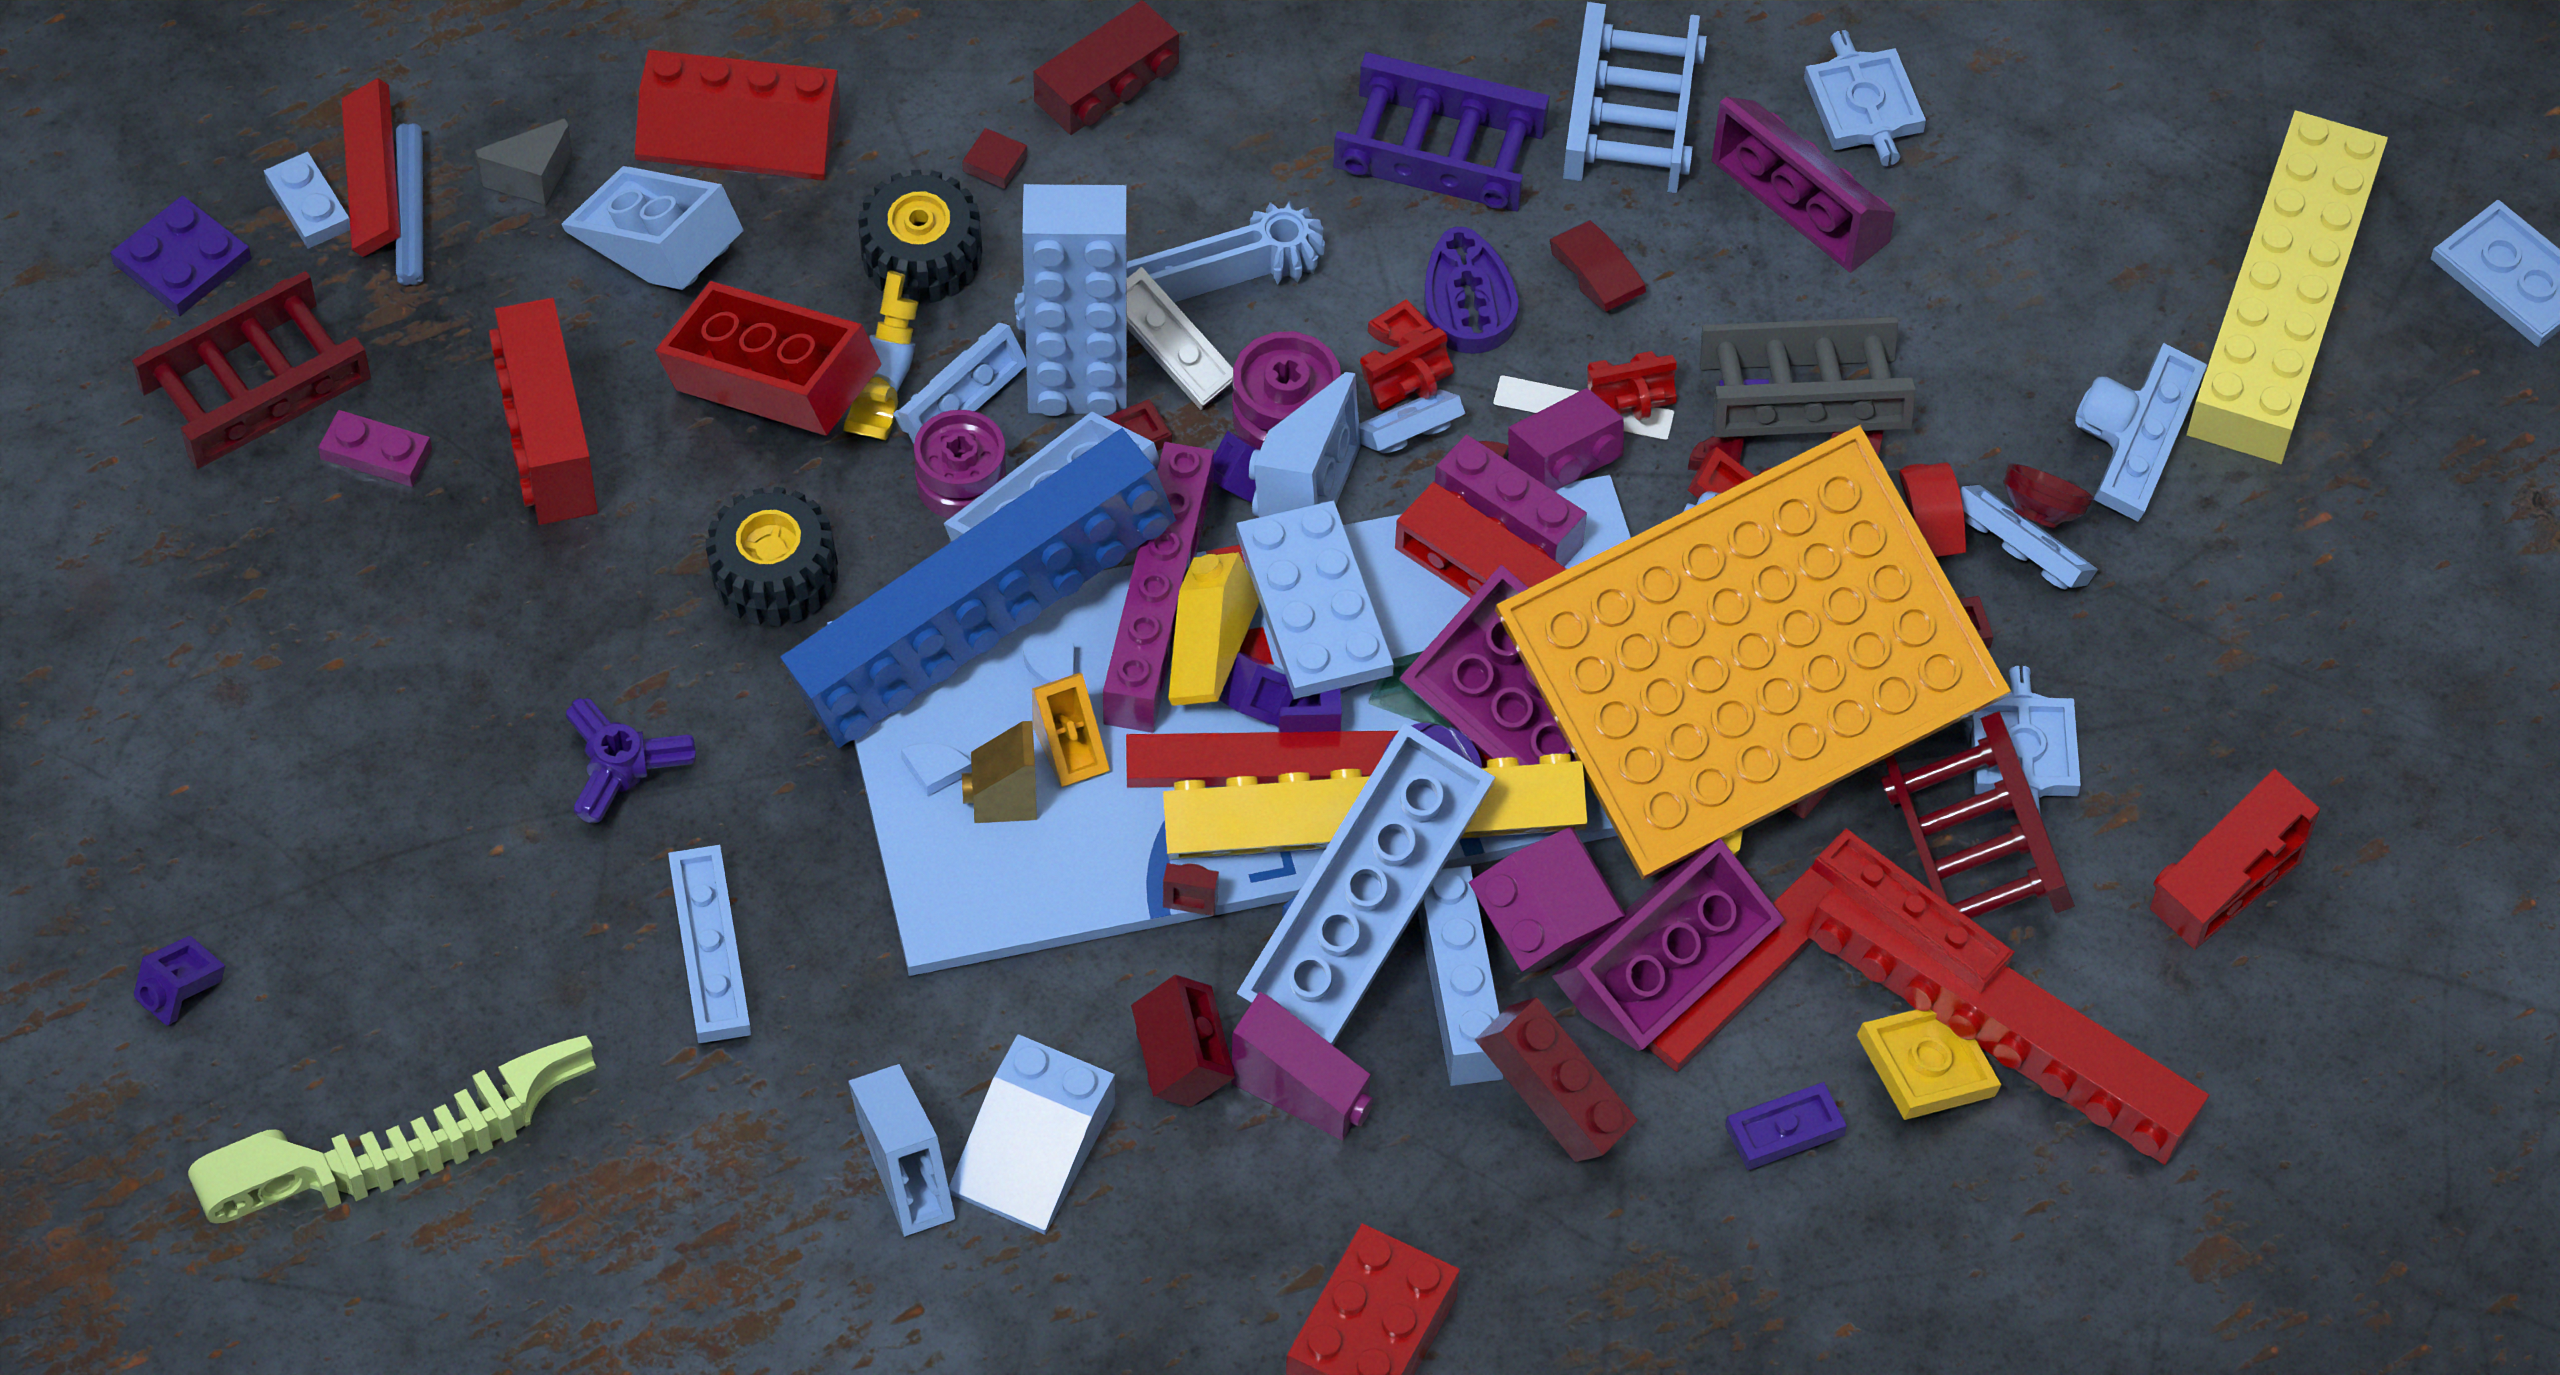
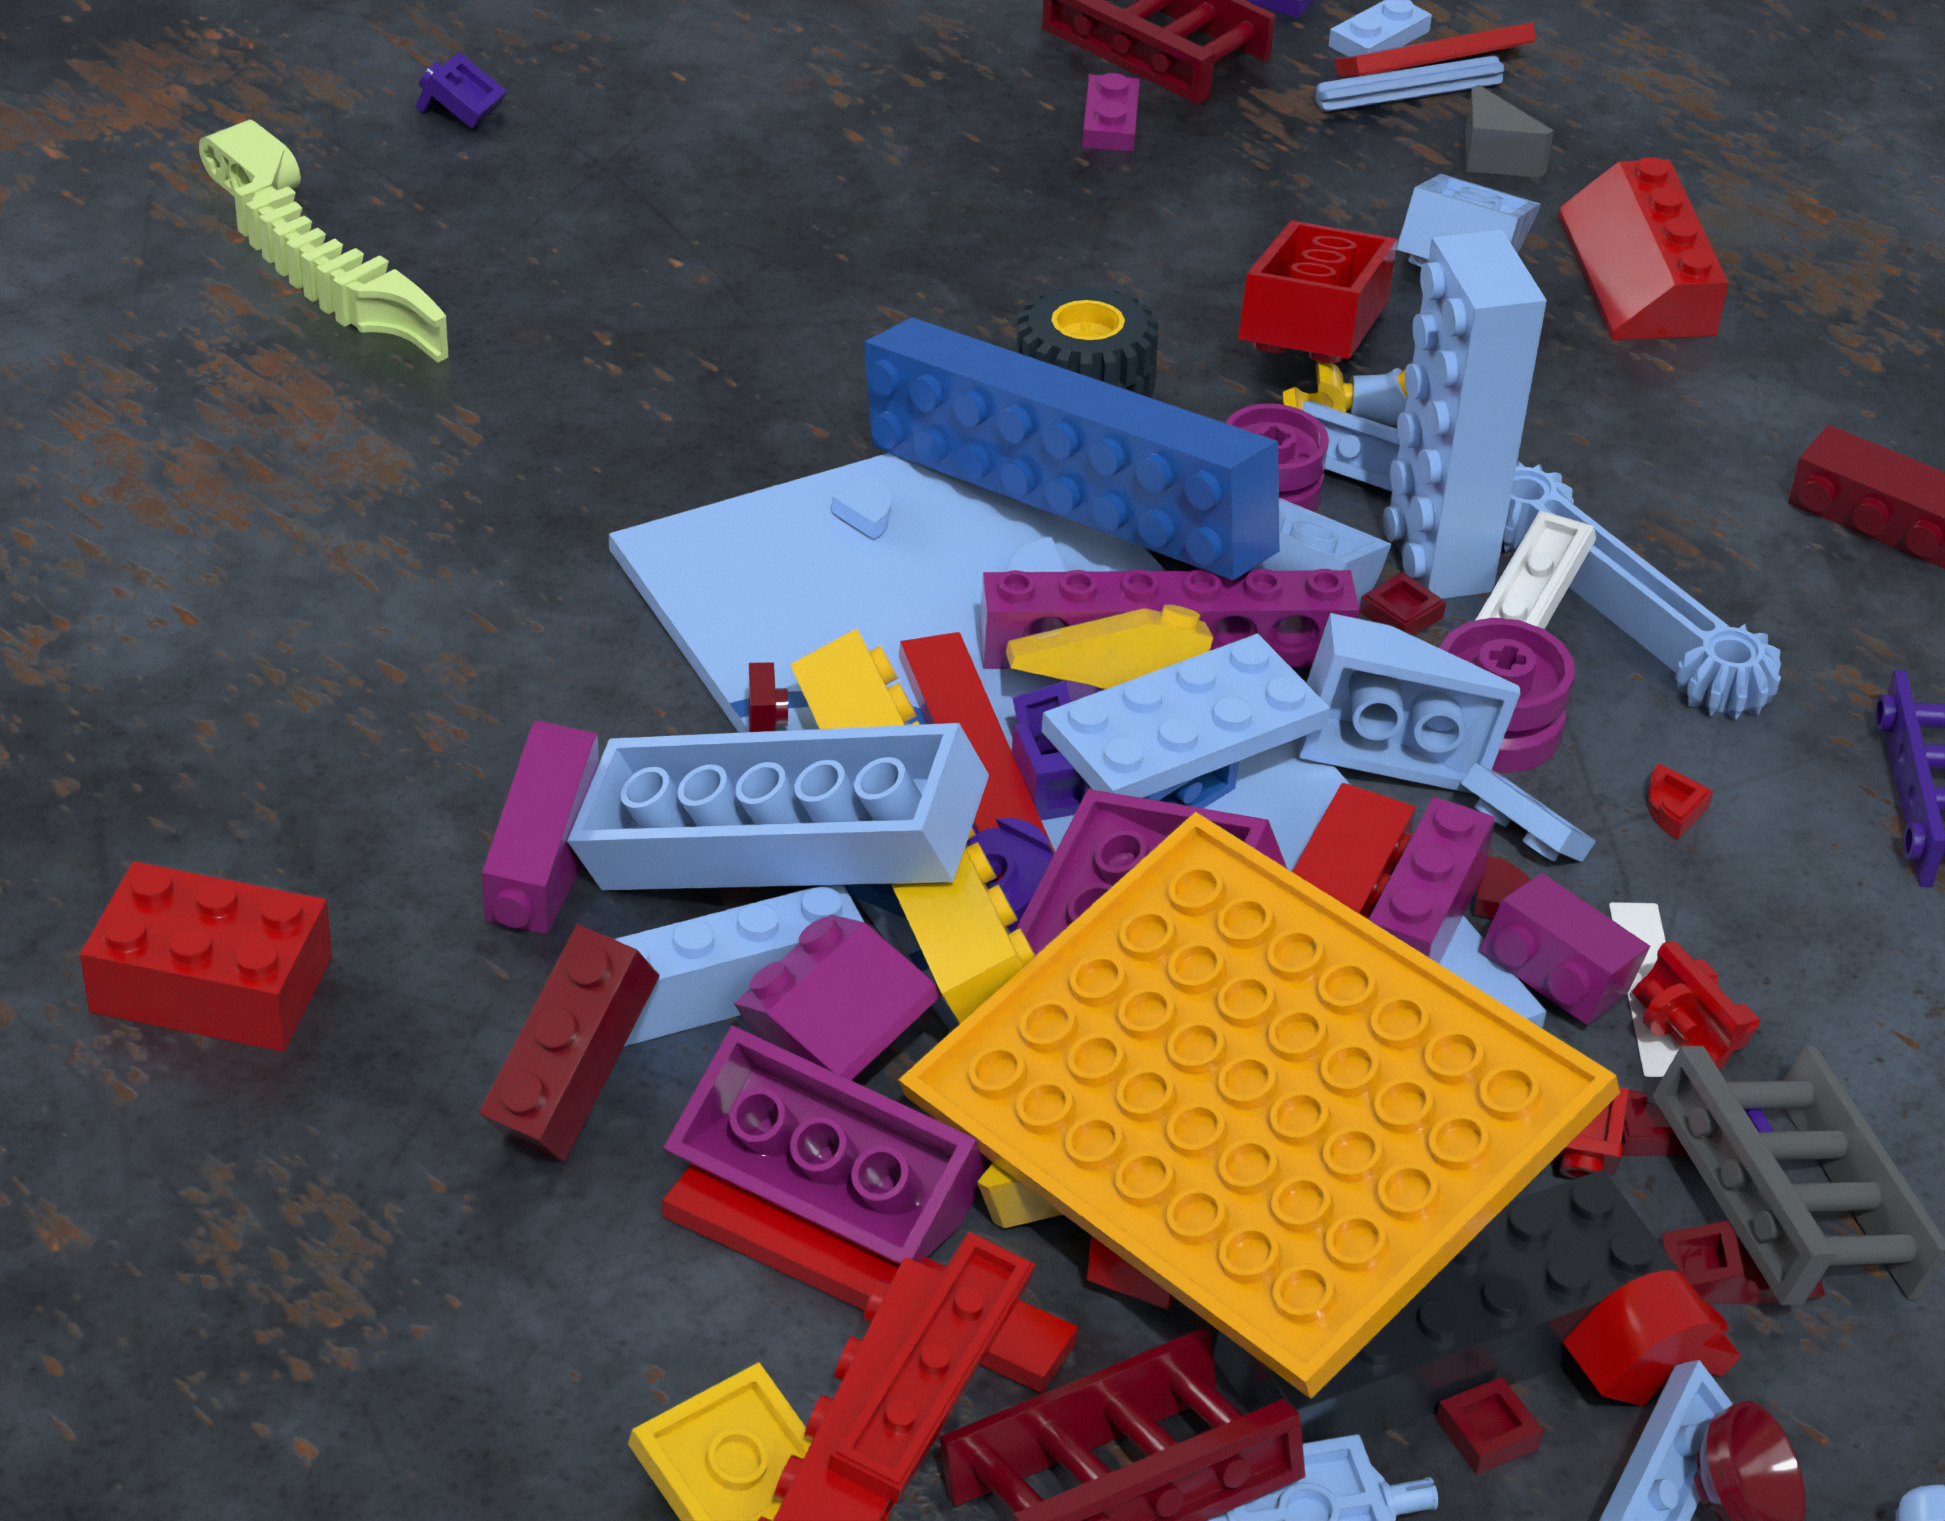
camera: 75 degrees right, 15 degrees down
(542, 411) = (1184, 173): red brick -> none
(619, 757) = (796, 299): dark purple bush -> none
(709, 944) = (595, 396): light blue plate -> none
(903, 1149) = (367, 550): light blue slope -> none
(921, 231) = (1576, 392): black wheel -> none
(994, 158) = (1712, 444): dark red tile -> none
(1003, 777) = (853, 540): pearl gold slope -> none
(1033, 1134) = (422, 654): slope -> none
(1068, 729) = (942, 578): light orange slope -> none
(1182, 1041) = (595, 712): dark red brick -> none
(1408, 369) = (1604, 800): red hips -> none
(1488, 279) = (1793, 849): dark purple piece -> none
(1600, 265) = (1868, 956): dark red slope -> none
(1785, 1126) = (595, 1324): dark purple plate -> none

